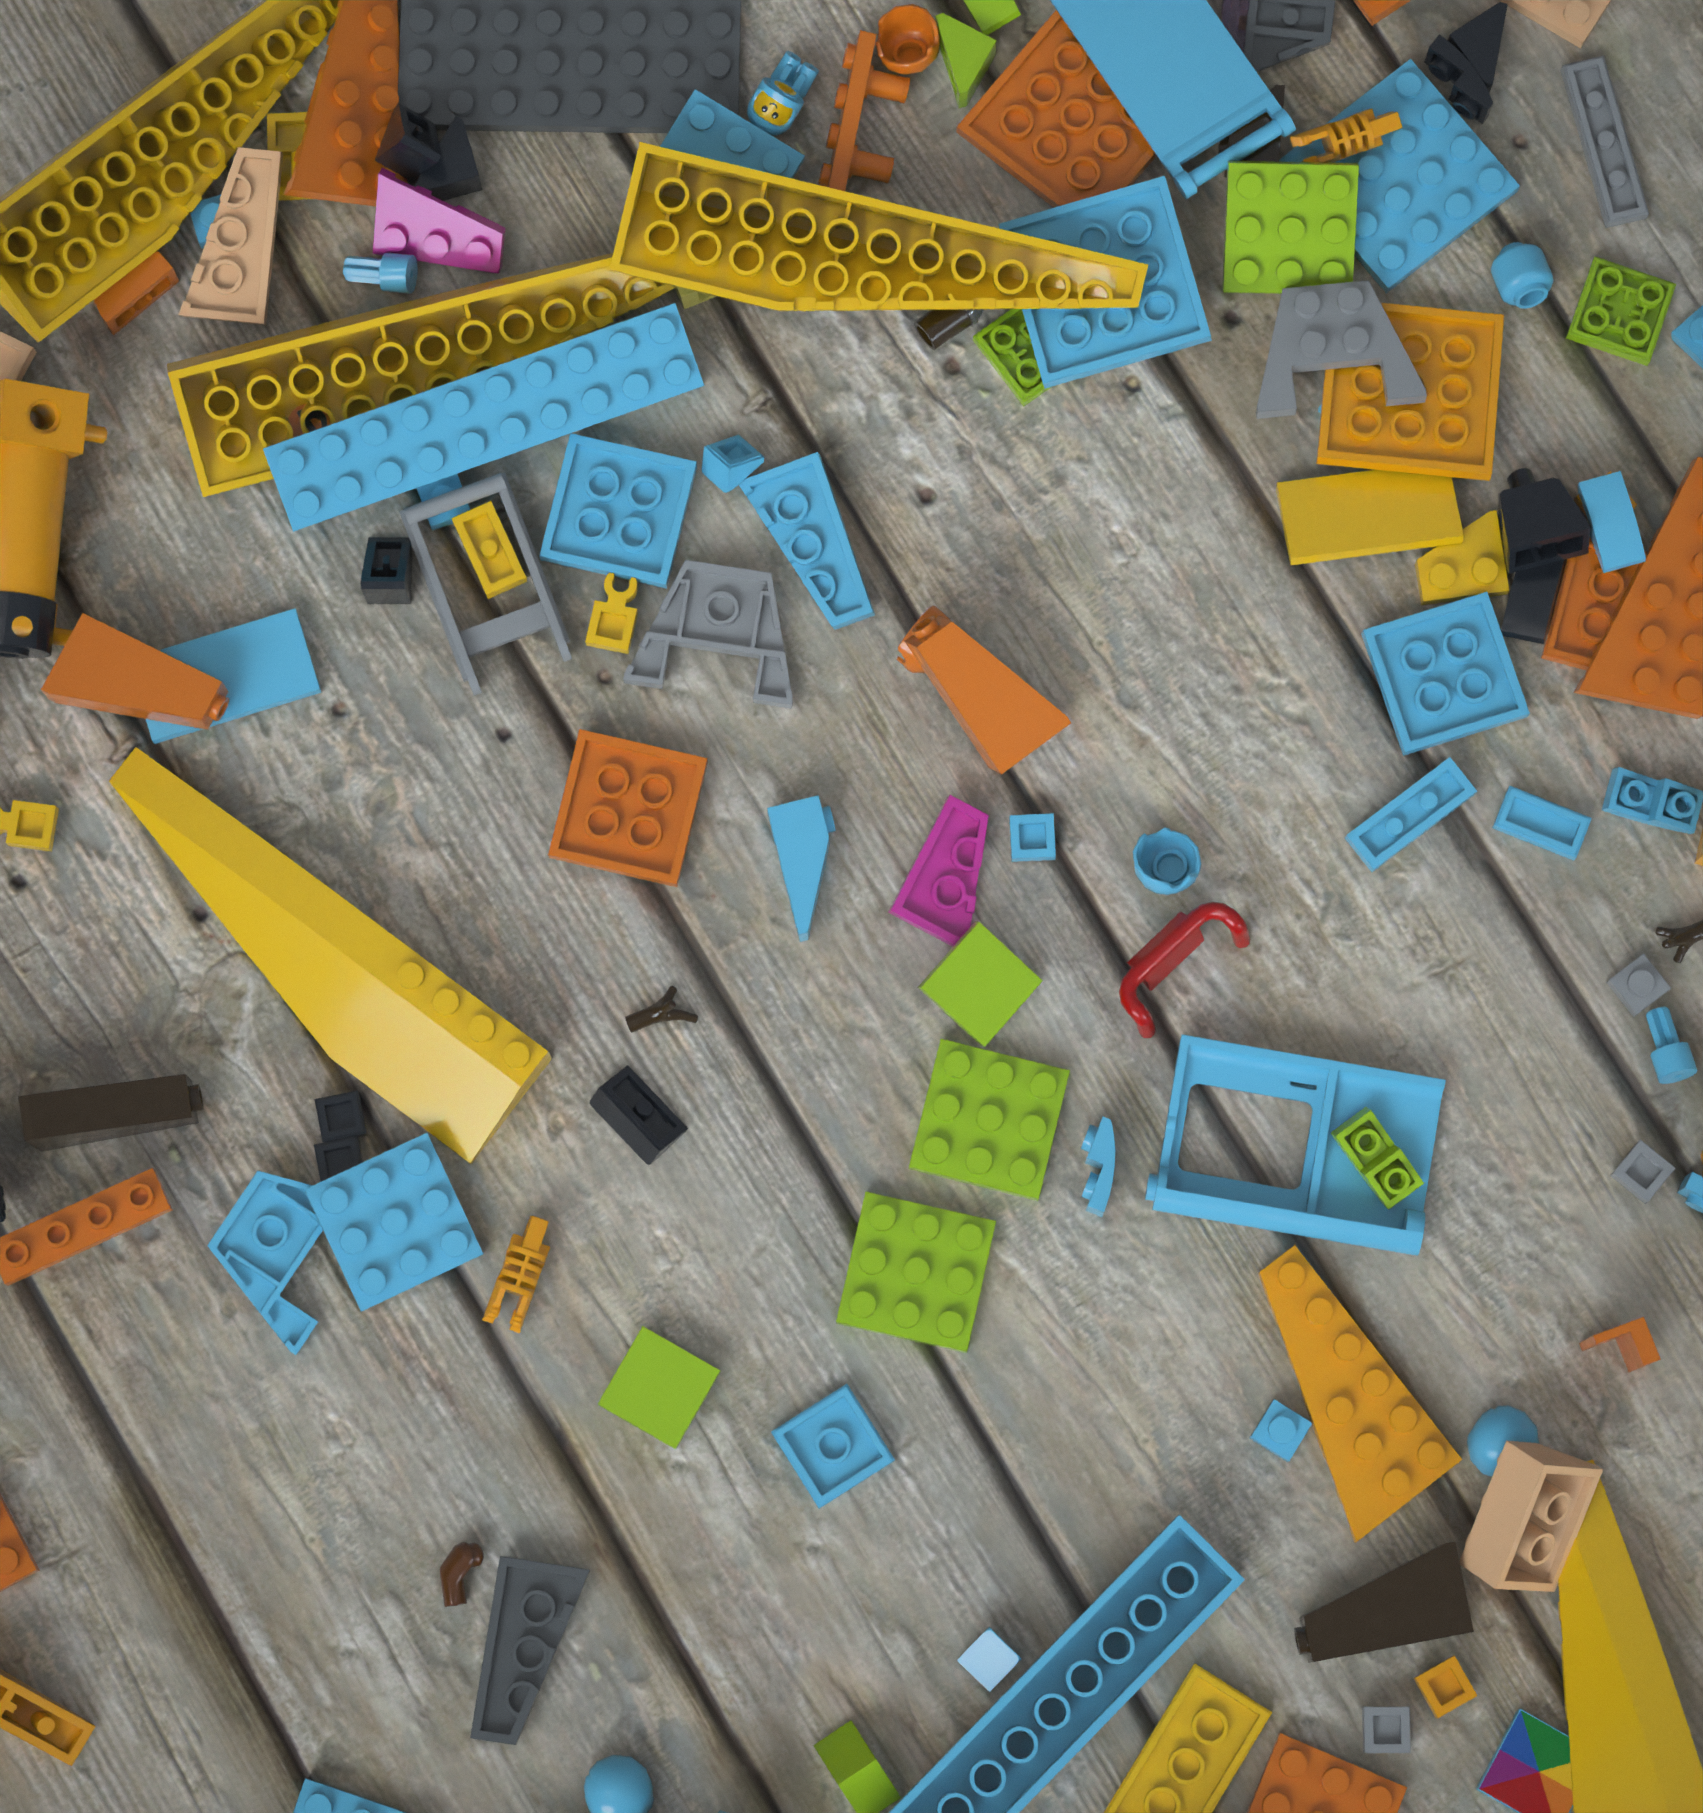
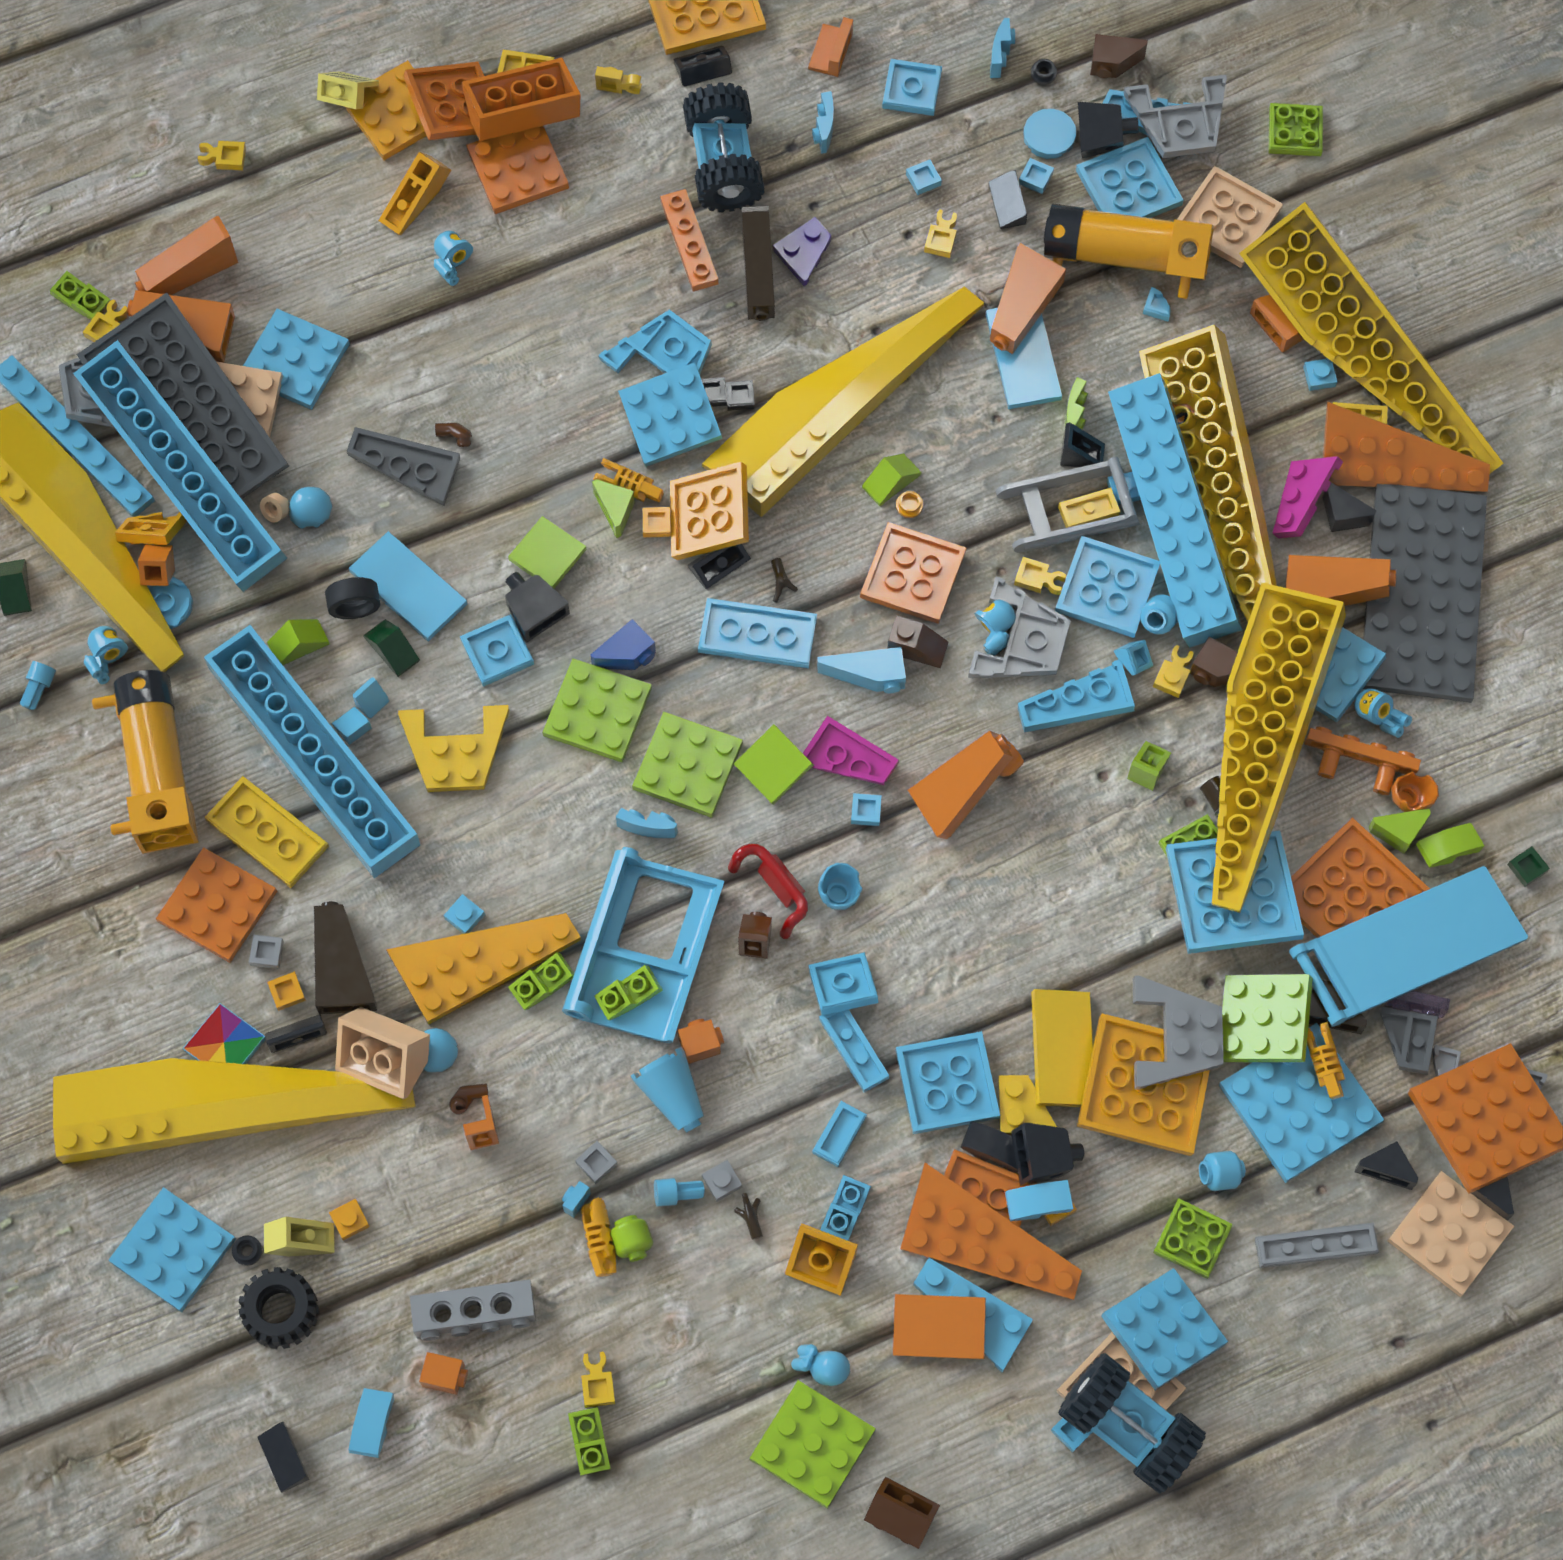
camera: 95 degrees right, 10 degrees down
(64, 1045) = (803, 249): none -> wing
(115, 477) = (1157, 305): none -> medium azure tile
(125, 1628) = (451, 253): none -> medium azure piece
(237, 258) = (1289, 380): light nougat wing -> none
(330, 588) = (1075, 404): none -> lime slope
(392, 272) = (1277, 468): medium azure piece -> none
(409, 144) = (1362, 483): black slope -> none
(466, 860) = (890, 478): none -> lime slope
(508, 827) = (909, 504): none -> light orange plate
(563, 1289) = (615, 503): none -> lime slope
(566, 1133) = (709, 511): none -> light orange plate
(580, 180) = (1341, 577): none -> orange slope
(585, 1220) = (656, 522): none -> light orange plate
(662, 426) = (1159, 614): none -> medium azure head
(697, 669) = (996, 620): none -> medium azure piece
(731, 340) = (1213, 663): none -> reddish brown slope
(738, 1607) = (409, 586): none -> medium azure tile
(748, 790) = (917, 642): none -> reddish brown slope
(752, 1396) = (534, 605): none -> black torso
(753, 404) = (1172, 674): none -> yellow plate
(755, 1039) = (757, 633): none -> medium azure tile
(783, 1687) = (352, 598): none -> black tyre
(812, 1237) = (625, 649): none -> slope
(847, 1617) = (392, 647): none -> dark green slope
(905, 424) = (1148, 765): none -> lime slope
(944, 1633) = (370, 698): none -> medium azure slope
(1028, 1485) = (454, 760): none -> yellow wing
(1260, 977) = (755, 935): none -> reddish brown slope
(1316, 840) = (843, 983): none -> medium azure tile
(1371, 1294) = (542, 982): none -> lime slope
(1434, 1041) = (700, 1040): none -> orange brick
(1469, 92) = (1351, 1155): black slope -> none
(1507, 1662) = (295, 1033): none -> black slope
(1517, 1074) = (672, 1089): none -> medium azure cone
(1567, 1384) = (465, 1095): none -> reddish brown arm

